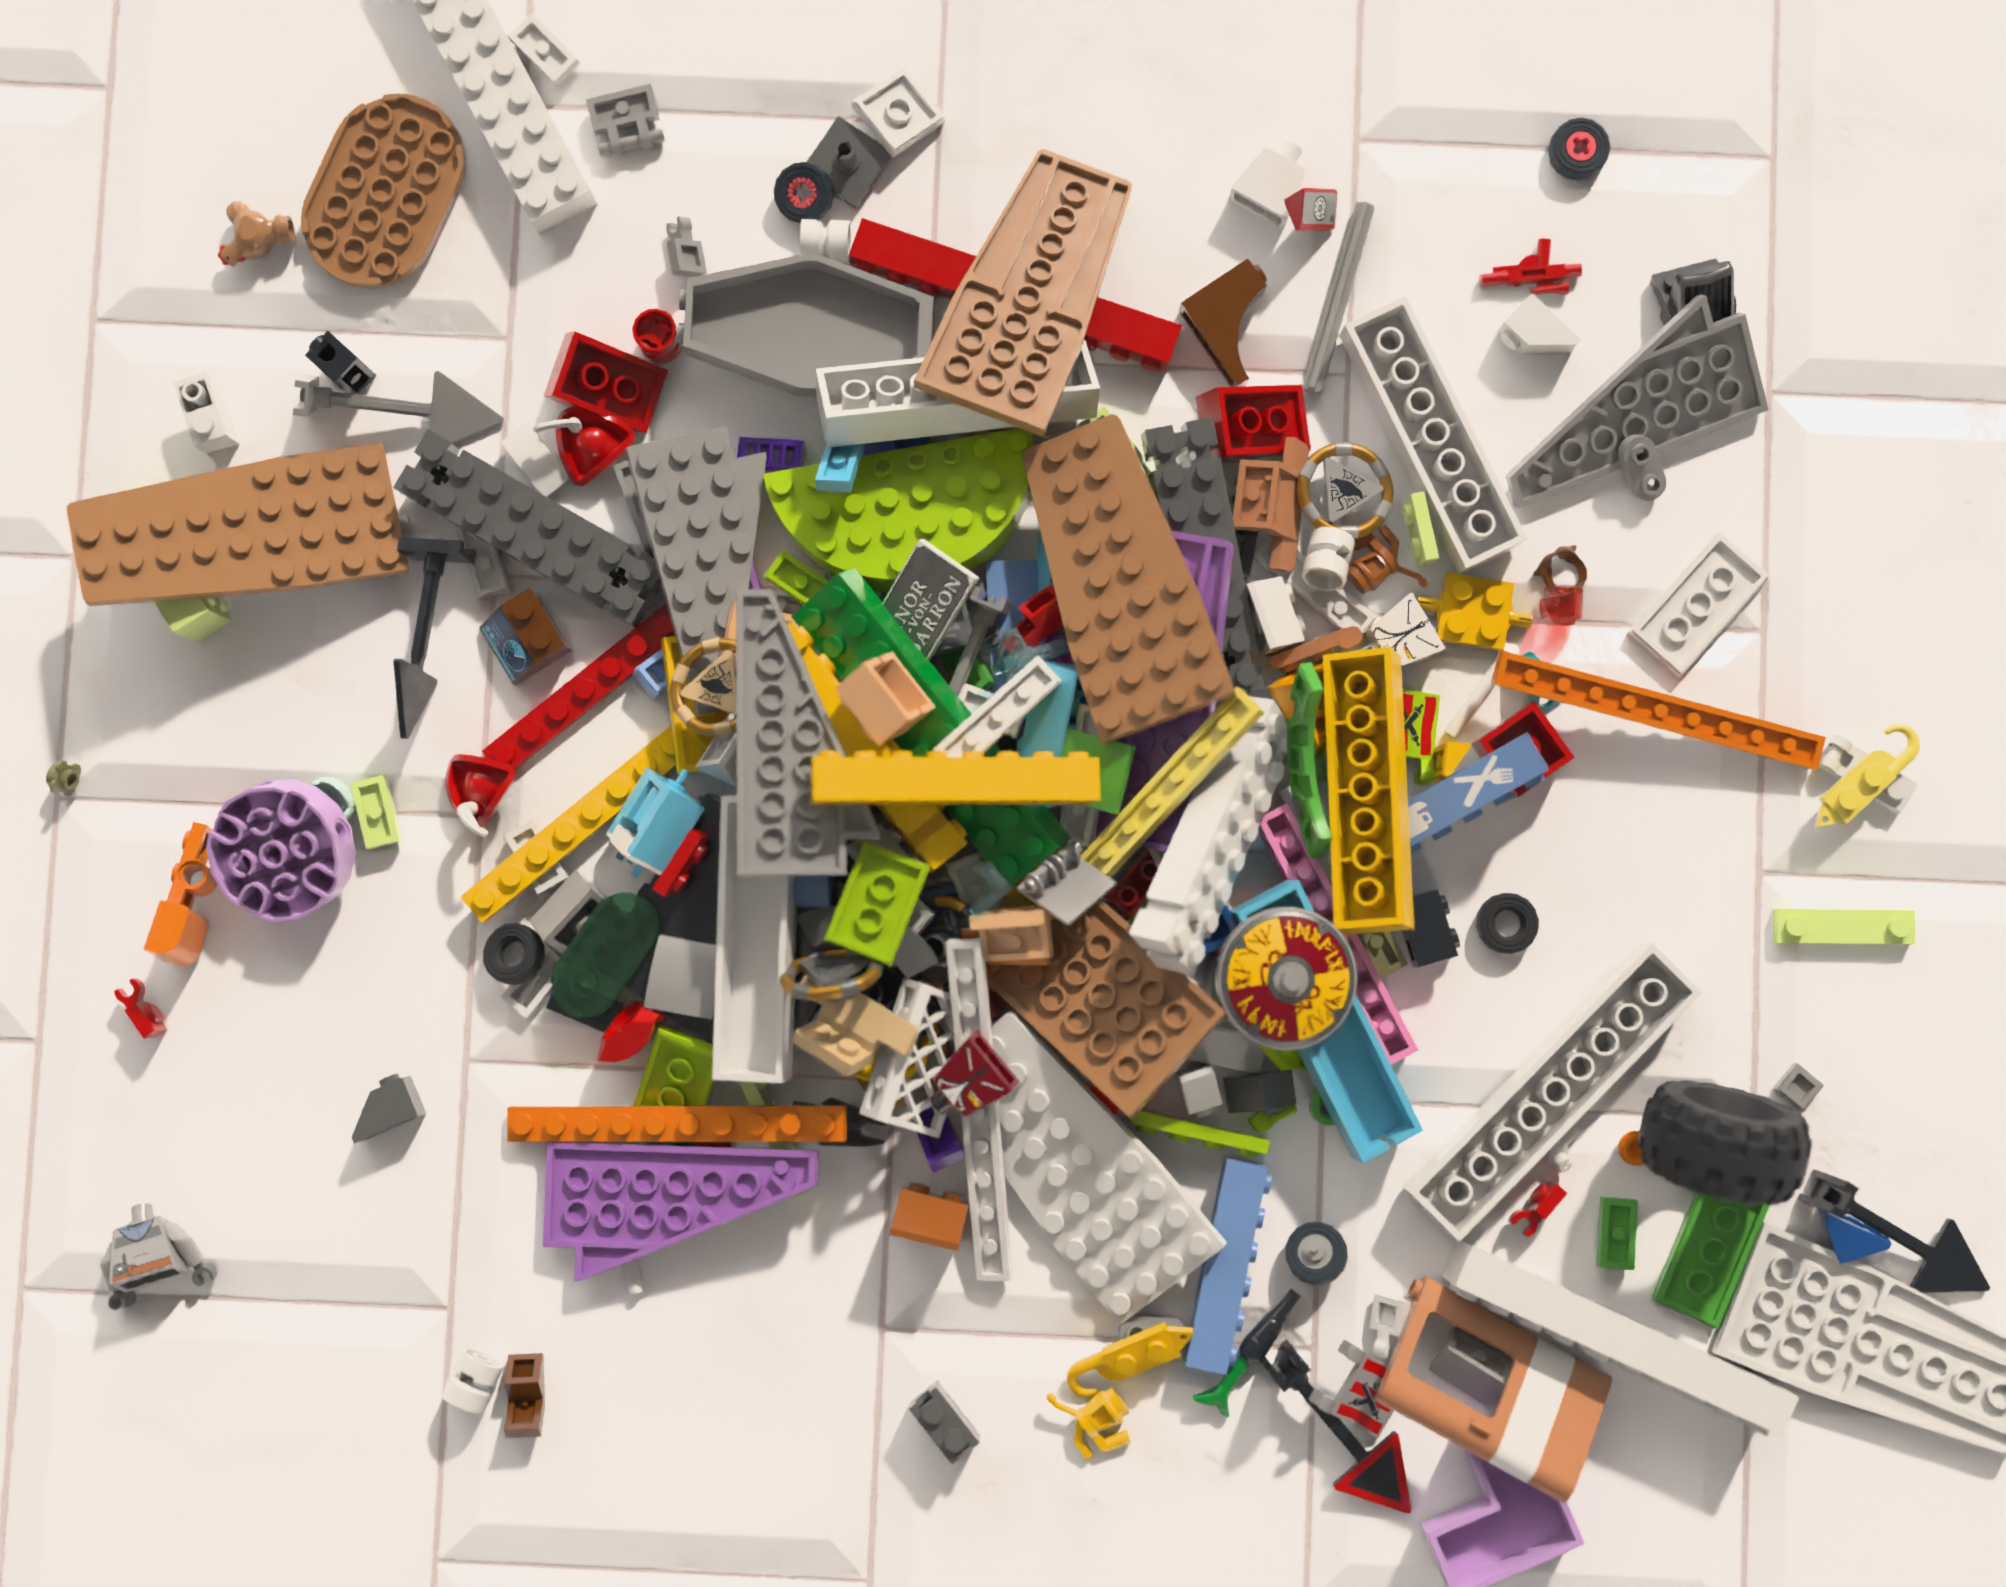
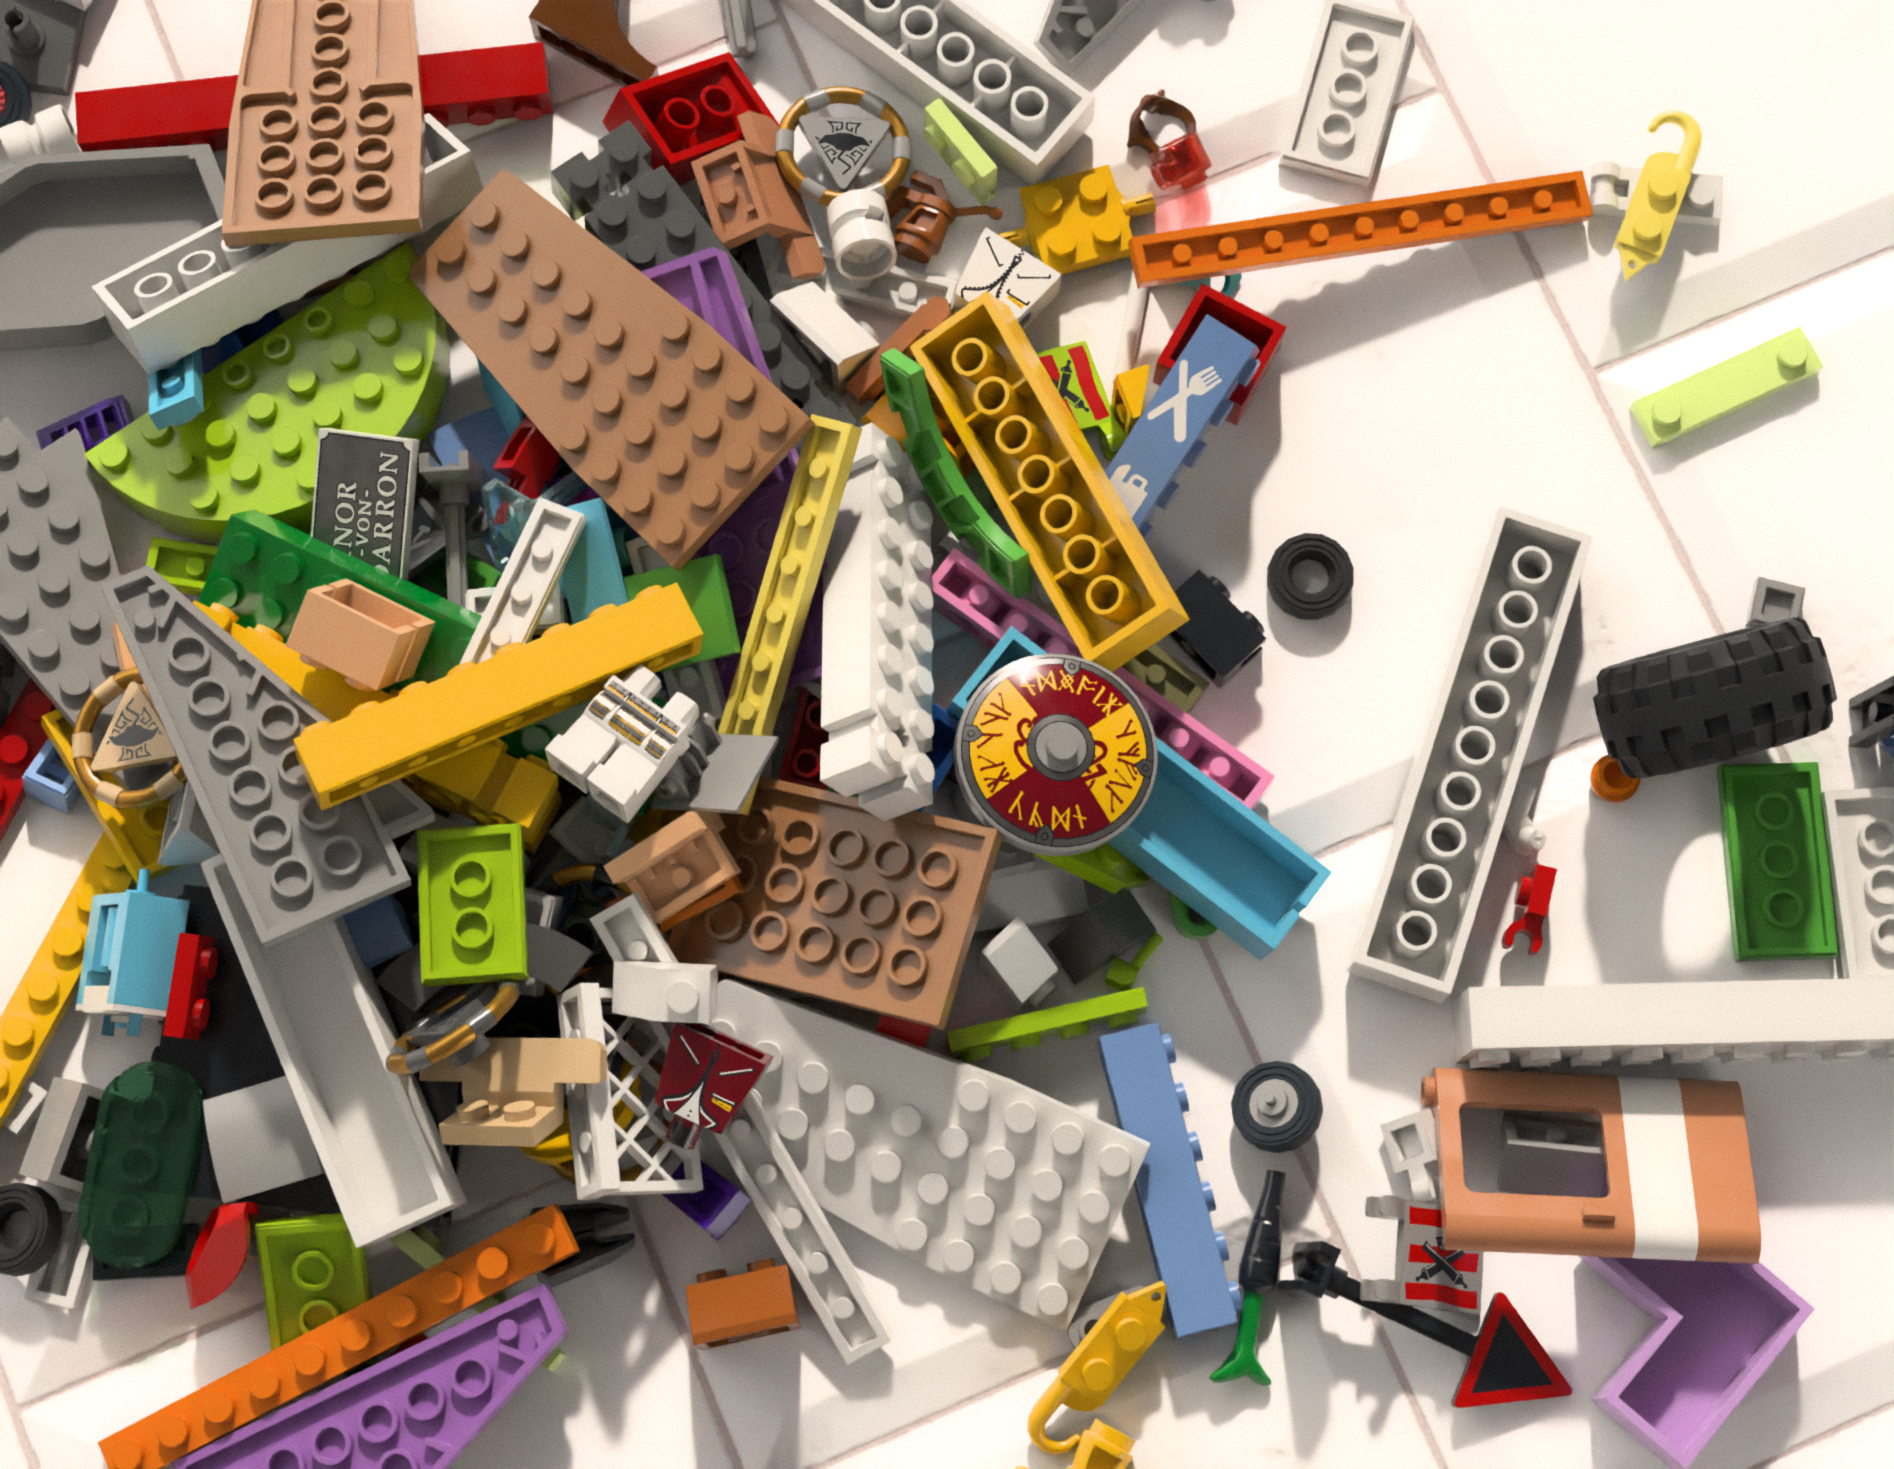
camera: 30 degrees left, 10 degrees down
(971, 1013) = (665, 991): none -> white slope
(1030, 845) = (624, 742): none -> white hips
(1617, 1233) = (1647, 895): bright green plate -> none

